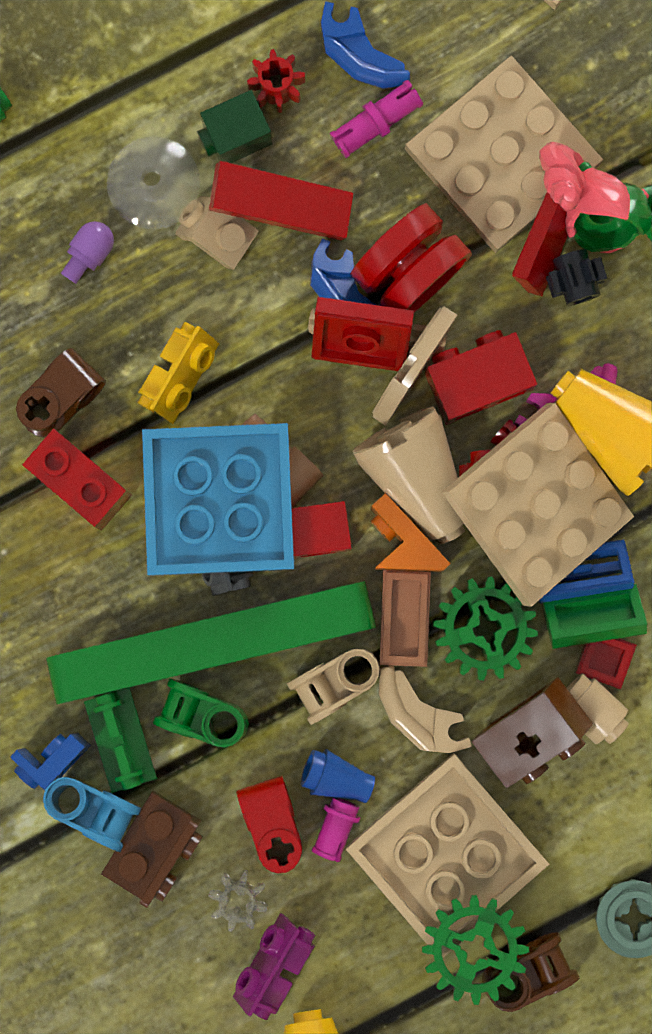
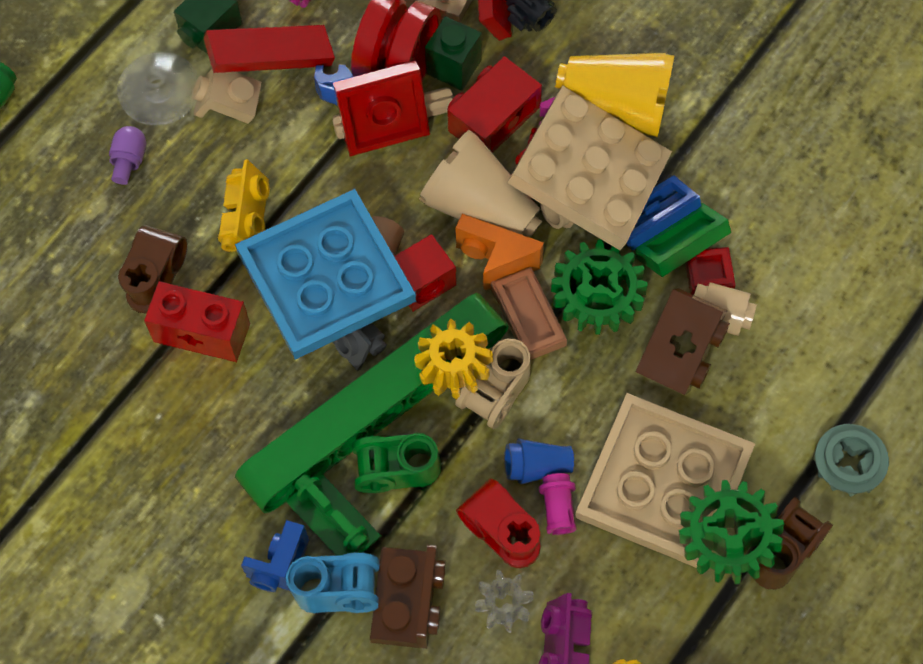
camera: 25 degrees left, 20 degrees down
(297, 670) = (448, 345): none -> yellow gear
(414, 365) = (437, 107): tan tile -> none
(416, 720) = (581, 387): tan piece -> none
(469, 295) = (453, 53): none -> dark green brick

